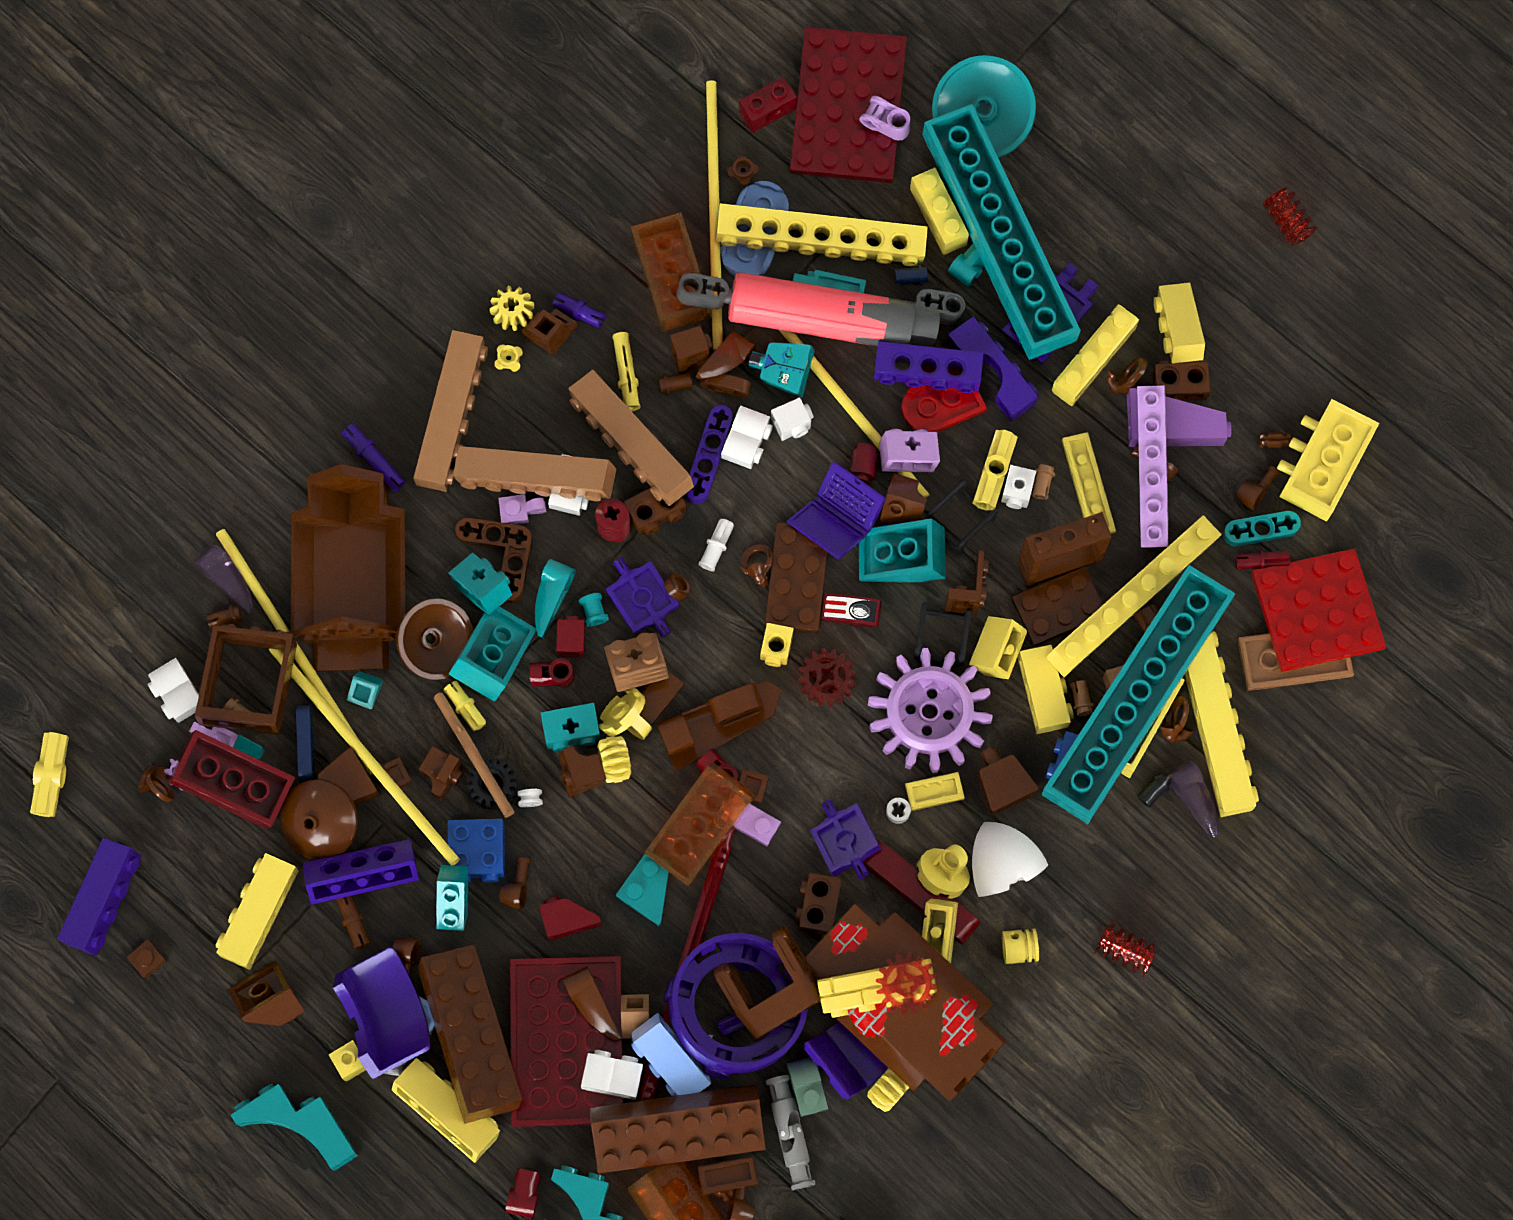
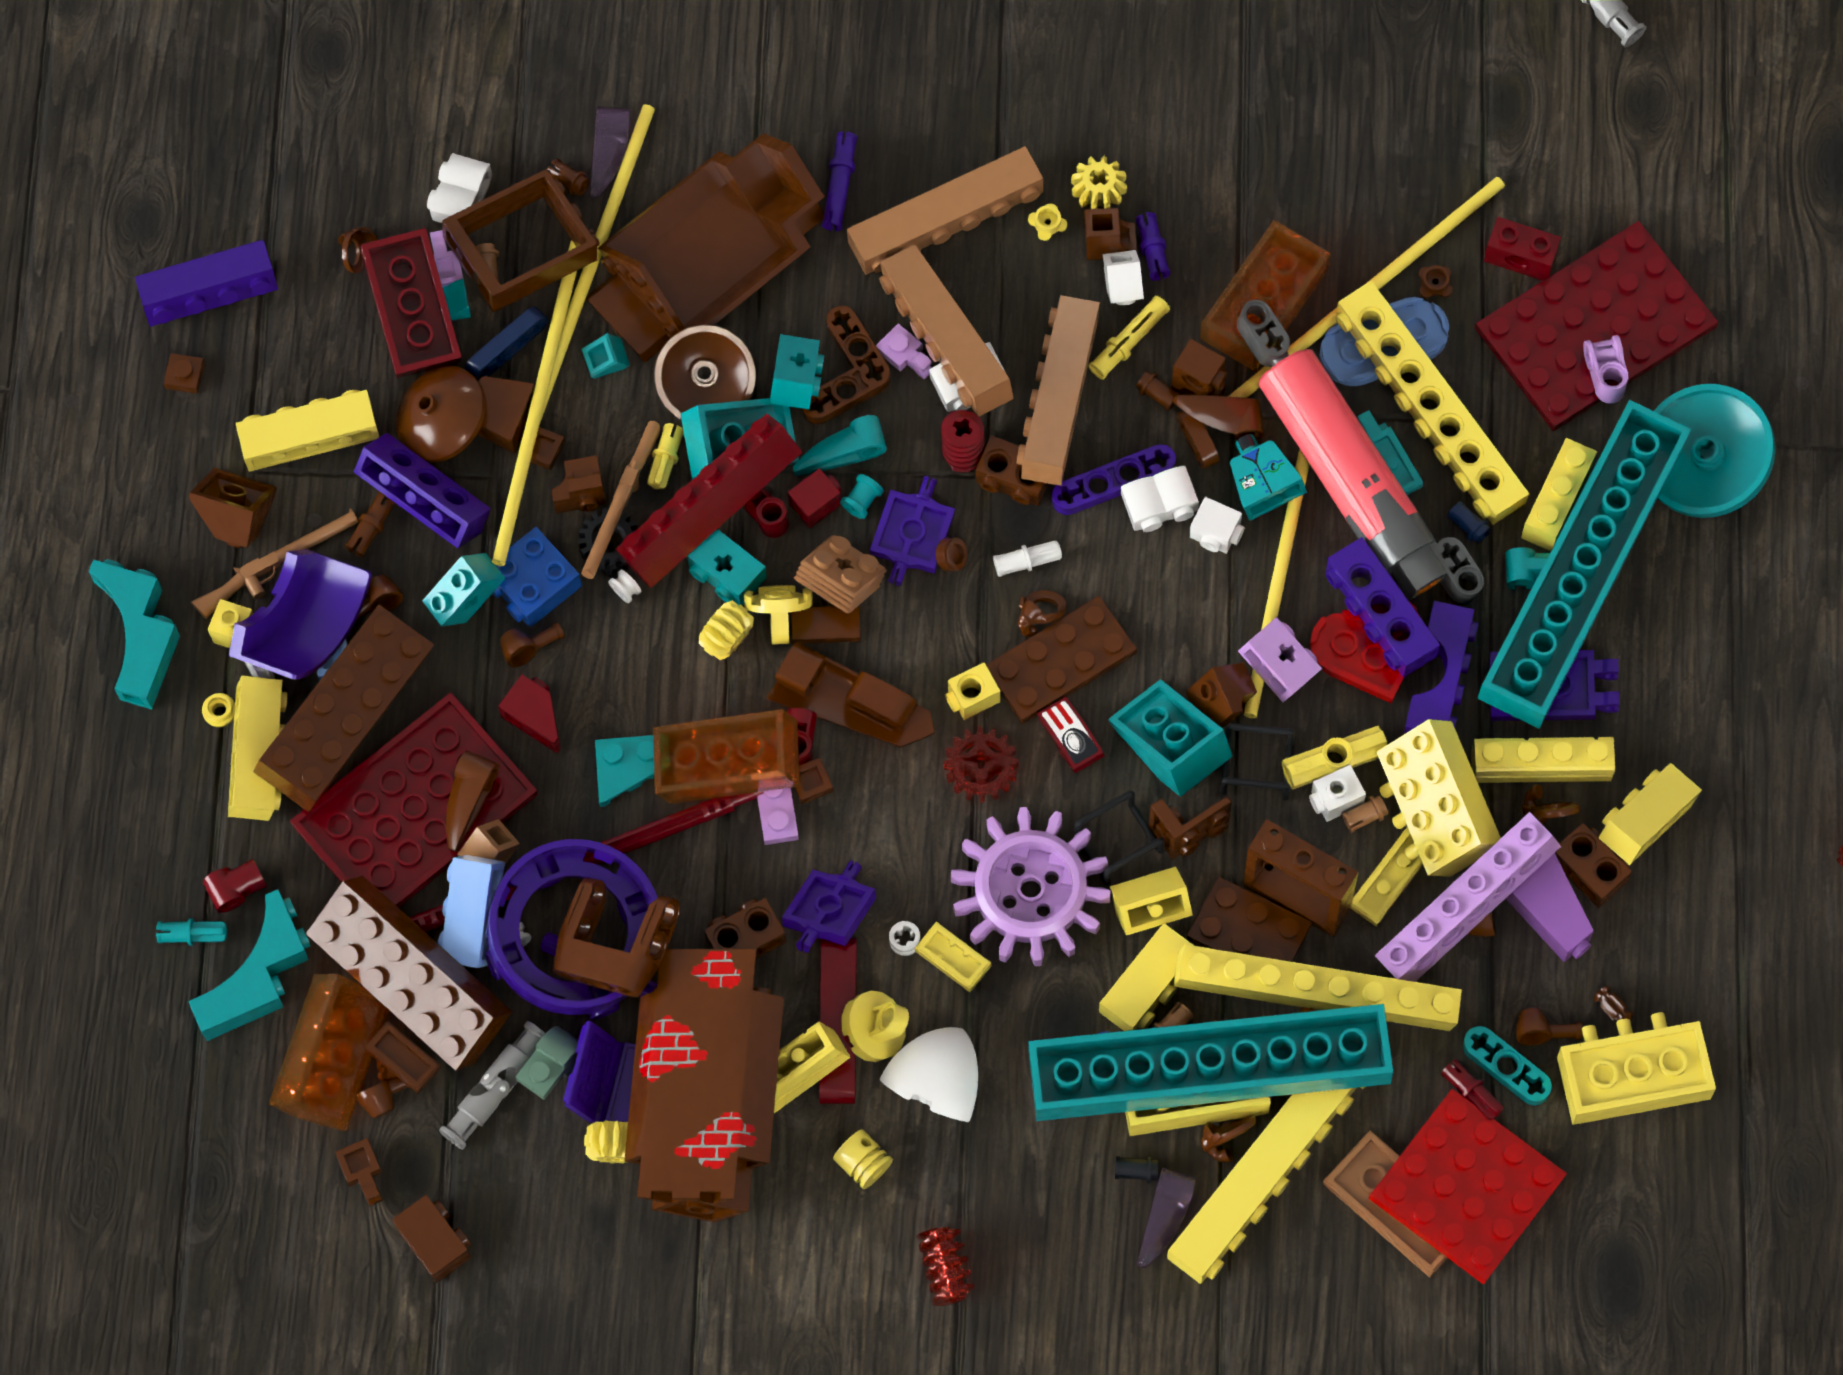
camera: 55 degrees right, 5 degrees down
(49, 774) = (287, 148): light yellow piece -> none
(319, 1023) = (249, 573): none -> medium nougat piece
(394, 1104) = (215, 701): none -> light yellow plate
(524, 702) = (708, 500): none -> dark red brick
(580, 772) = (686, 610): reddish brown brick -> none
(586, 342) = (1123, 277): none -> white brick
(612, 1075) = (410, 870): white brick -> none
(840, 512) = (1156, 648): dark purple piece -> none
(860, 990) = (690, 1033): light yellow brick -> none
(863, 462) = (1230, 628): dark red brick -> none
(903, 970) = (698, 1063): clear red gear -> none
(1004, 781) = (1017, 1013): reddish brown torso -> none
(1075, 432) = (1437, 798): none -> light yellow piece

